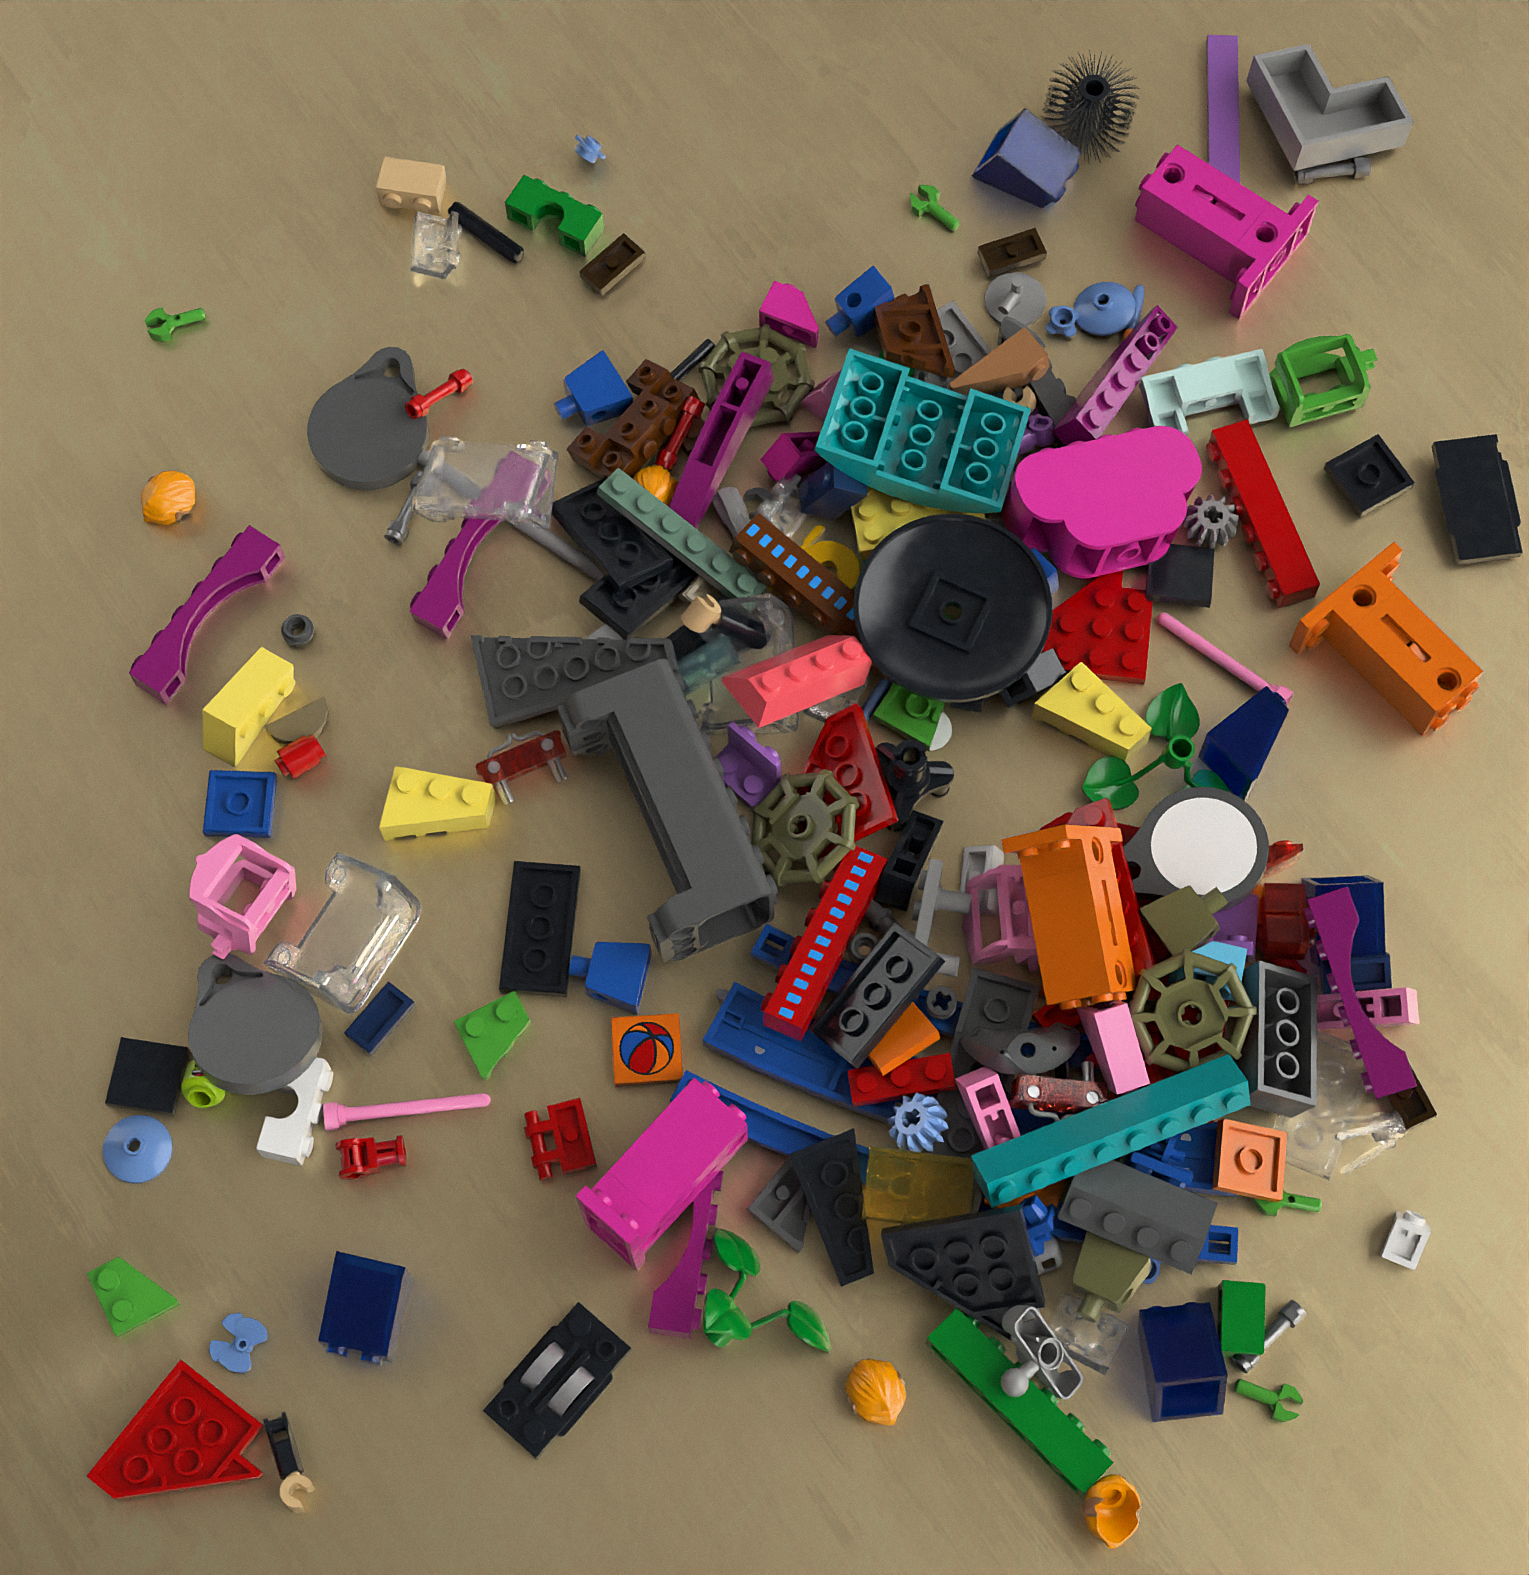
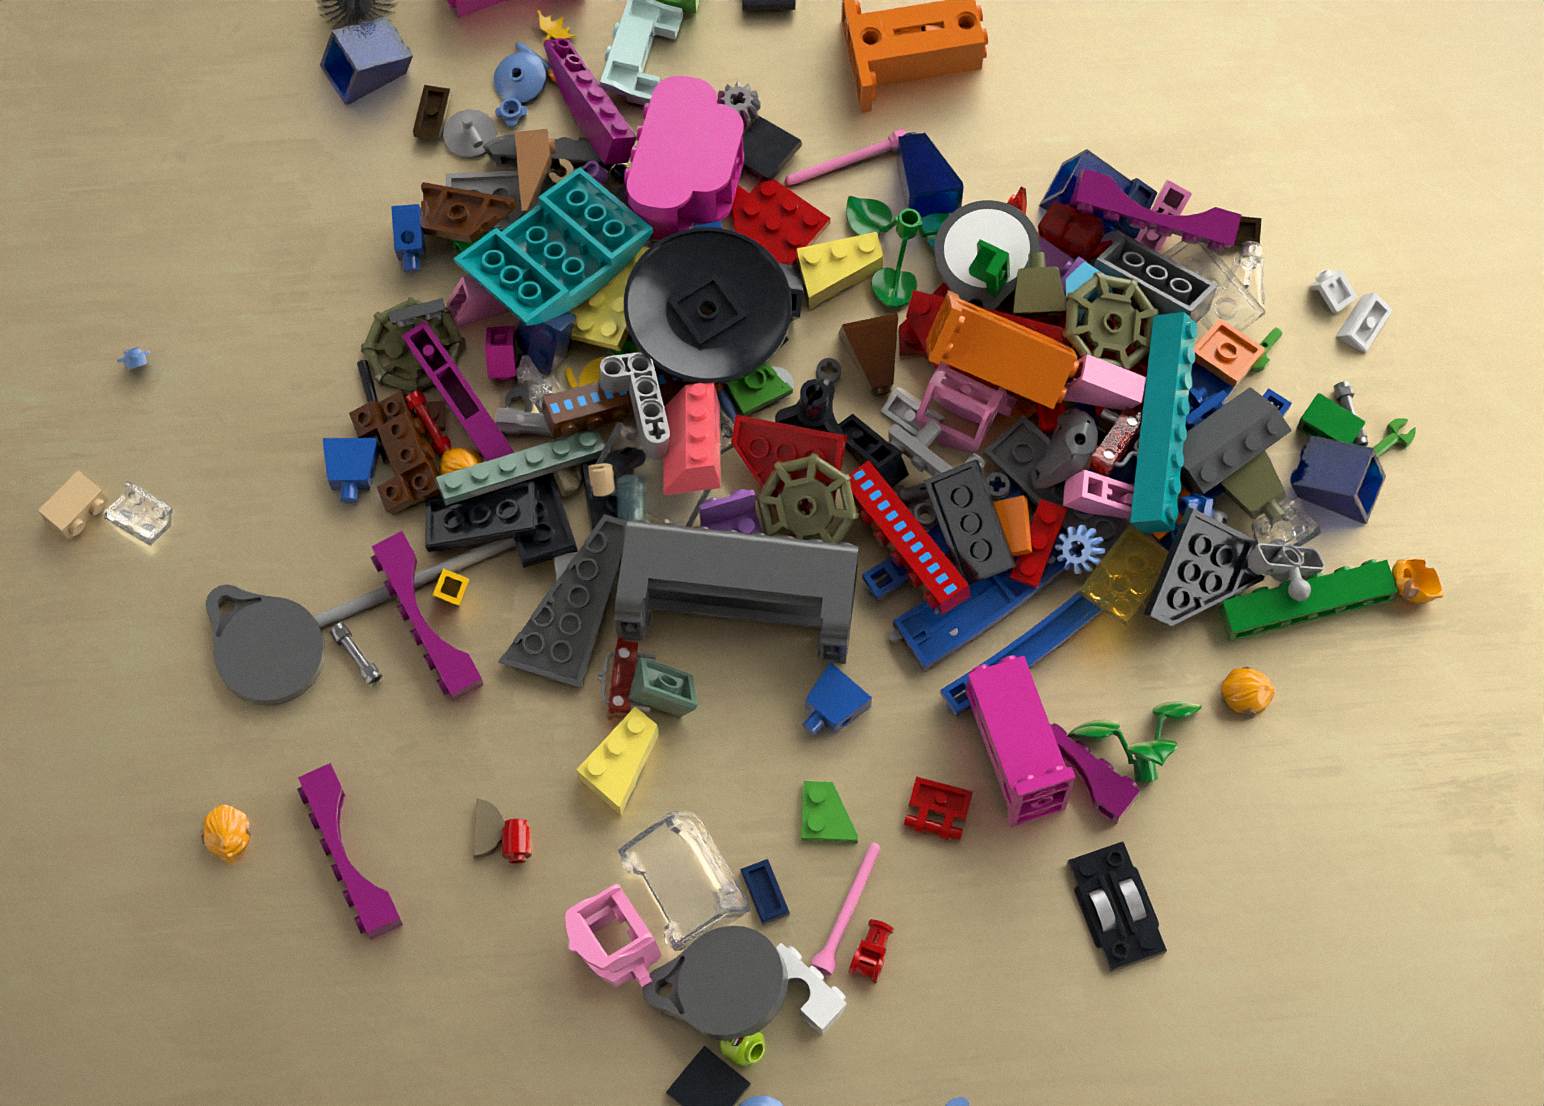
camera: 60 degrees left, 0 degrees up
(170, 322) = (66, 752): bright green bar -> none
(239, 803) = (525, 908): blue tile -> none
(246, 705) = (450, 858): light yellow wedge -> none
(297, 621) = (400, 784): dark grey plate -> none
(365, 1308) = (990, 1012): clear blue slope -> none
(457, 382) = (277, 595): red bar -> none
(487, 233) = (154, 472): black axle -> none
(487, 482) = (383, 579): clear windscreen -> none
(520, 549) = (450, 587): none -> yellow brick
(534, 800) = (663, 688): none -> sand green slope
(535, 201) = (193, 399): green arch -> none
(540, 929) = (764, 738): black tile -> none
(612, 264) = (247, 395): dark brown plate -> none
(646, 1049) = (904, 712): tile -> none
(774, 349) = (429, 309): none -> dark grey plate
(783, 1207) = (1076, 676): dark grey wing -> none
(789, 314) = (379, 291): dark pink slope -> none
(803, 607) = (638, 376): none -> light grey beam
(835, 1196) = (1099, 639): black wing -> none
(932, 195) = (353, 146): bright green bar -> none
(970, 781) = (835, 367): none -> dark grey bush
(1020, 800) = (873, 350): none -> reddish brown slope
(1172, 858) = (991, 267): none -> green panel
(1180, 308) = (554, 28): none -> yellow piece
(1262, 514) = (761, 68): red brick -> none
(1392, 1295) = (1365, 322): none -> white slope

